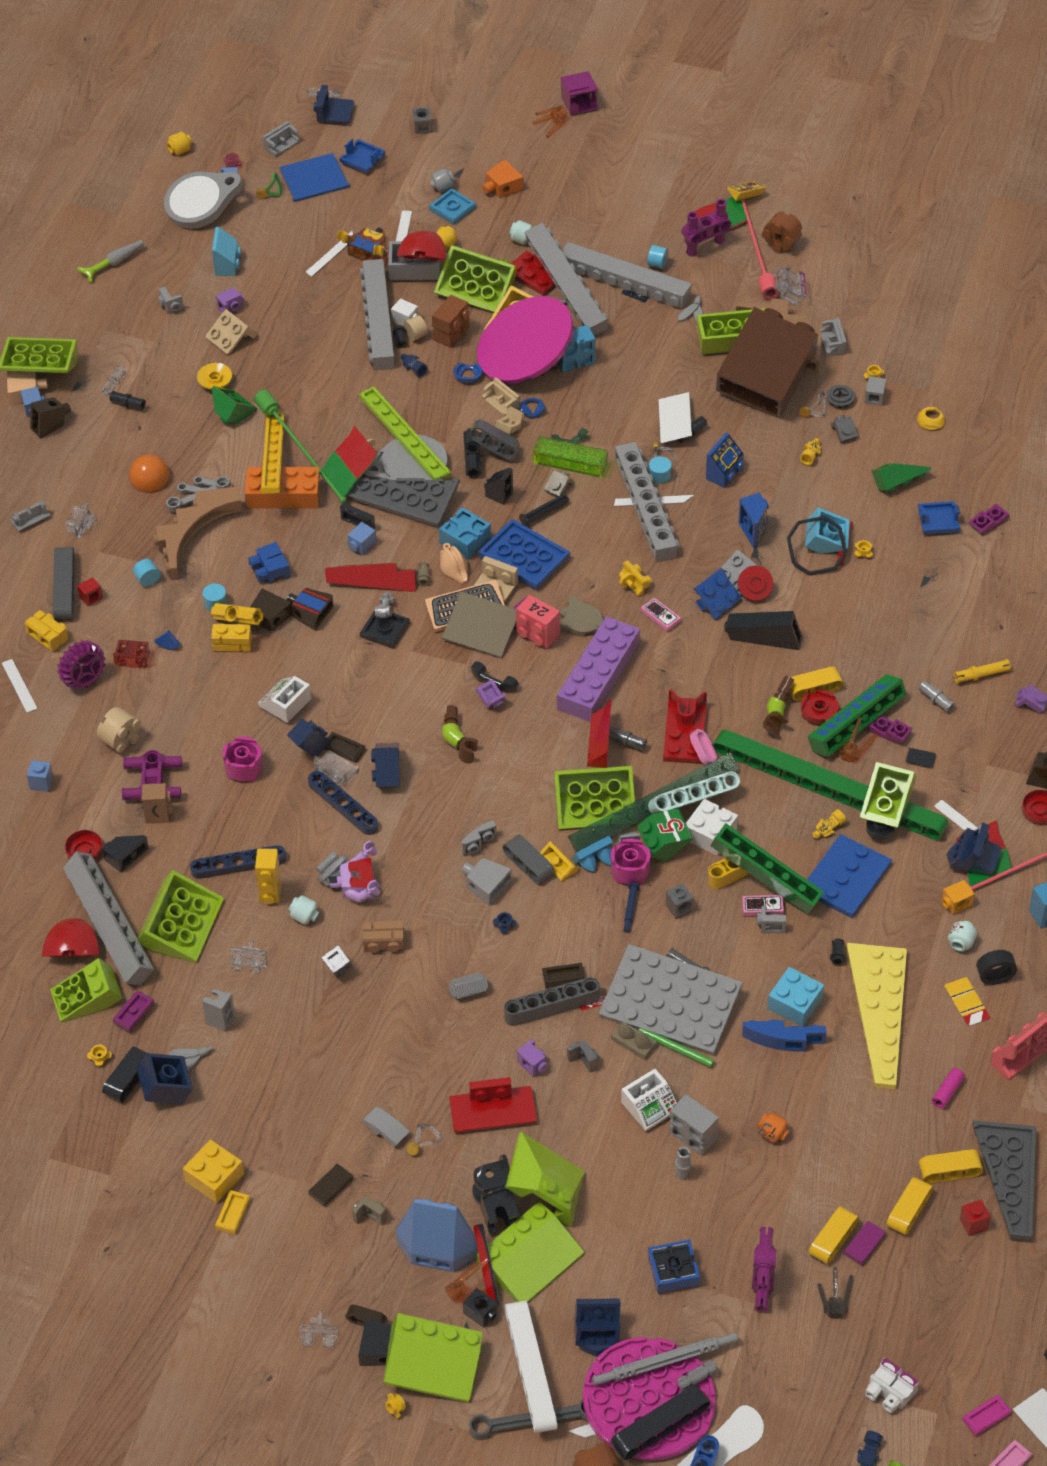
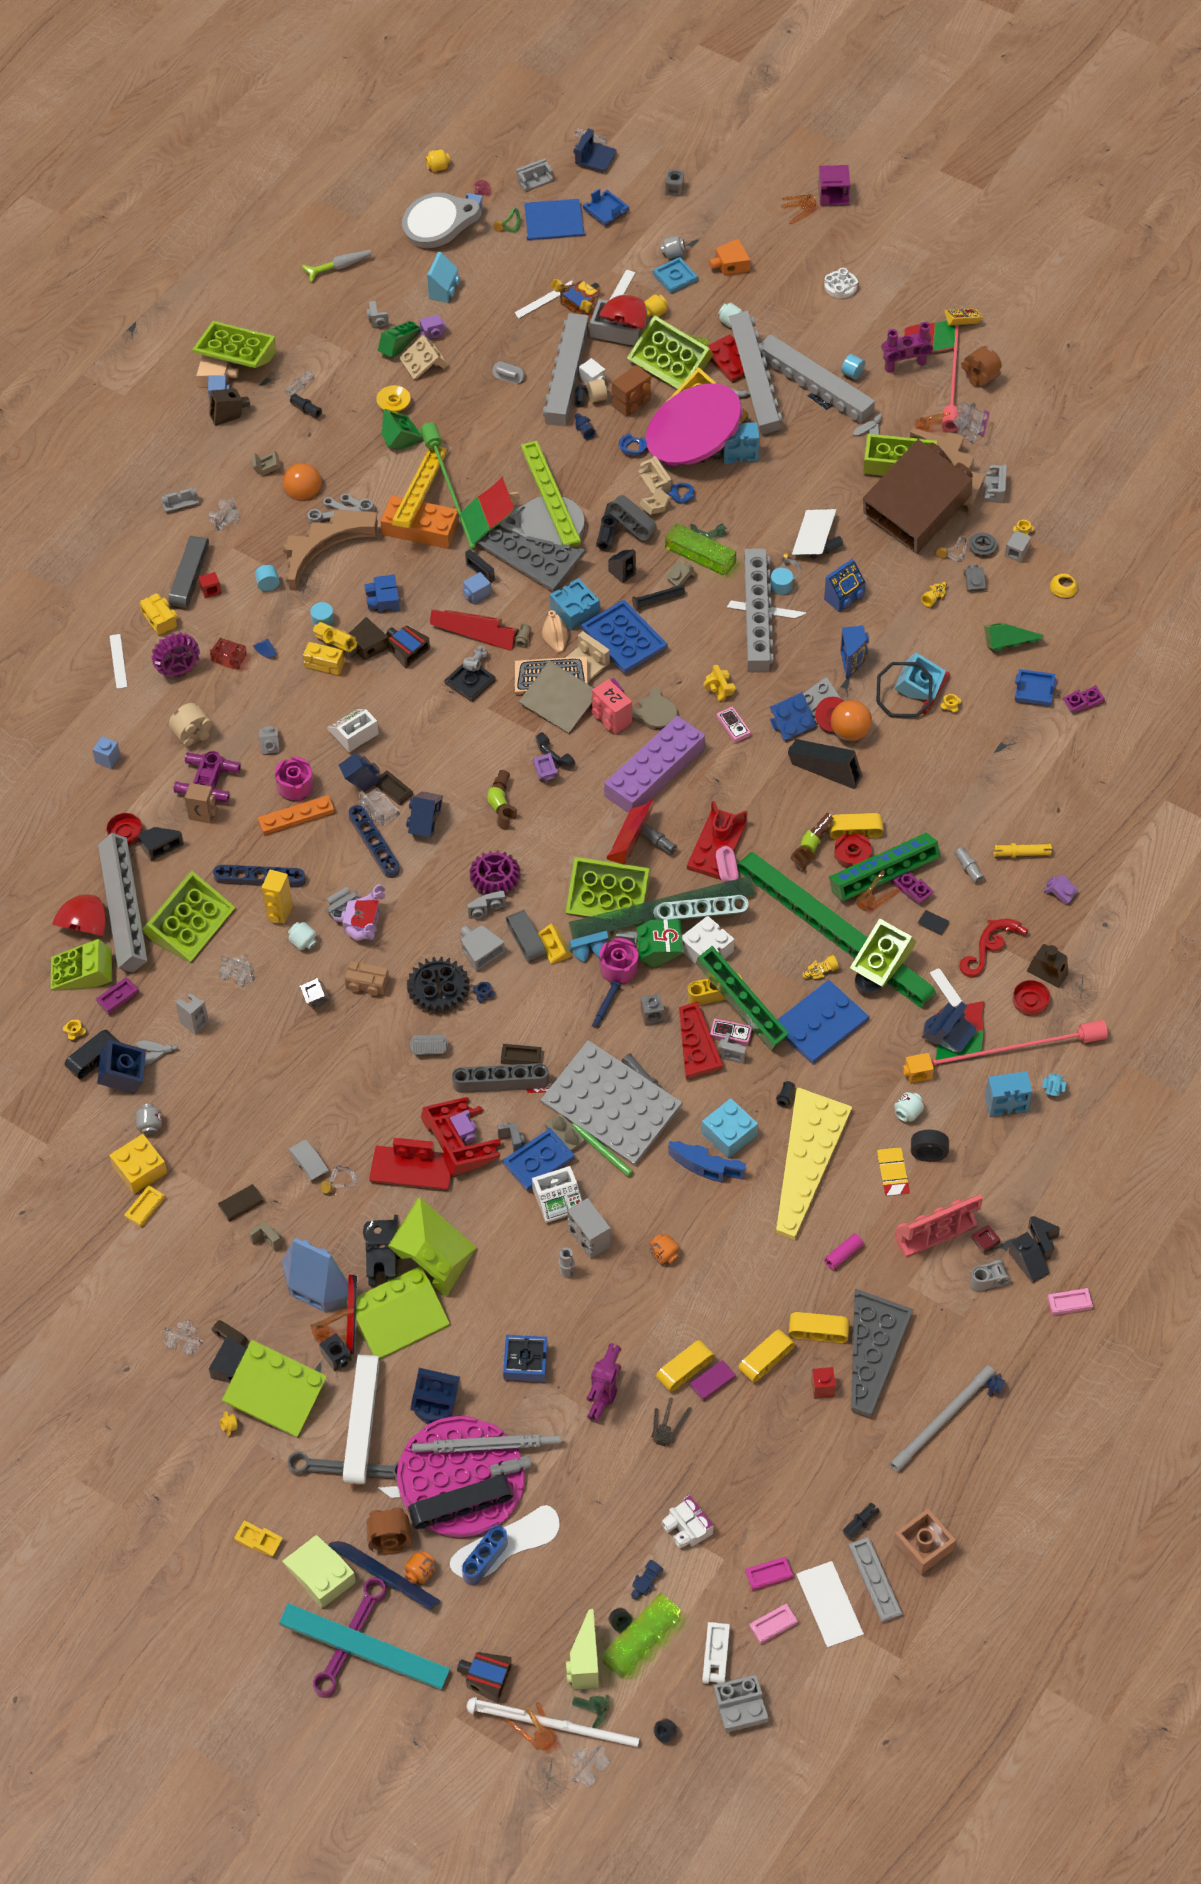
camera: 15 degrees right, 5 degrees up
(107, 463) = (265, 464): none -> dark tan bracket
(198, 318) = (397, 338): none -> green slope
(203, 728) = (269, 740): none -> light grey bracket
(208, 1125) = (148, 1119): none -> light grey head
(254, 795) = (296, 815): none -> orange plate
(320, 329) = (508, 372): none -> light grey piece
(473, 800) = (494, 867): none -> magenta gear
(473, 919) = (419, 987): none -> black gear
(537, 1087) = (458, 1156): none -> red wedge
(616, 1070) = (538, 1157): none -> blue plate
(617, 183) = (840, 284): none -> white tile
(734, 923) = (698, 1046): none -> red wing
(745, 294) = (923, 422): none -> clear orange plant
(776, 584) = (851, 720): none -> orange piece
(978, 767) = (996, 945): none -> red plant

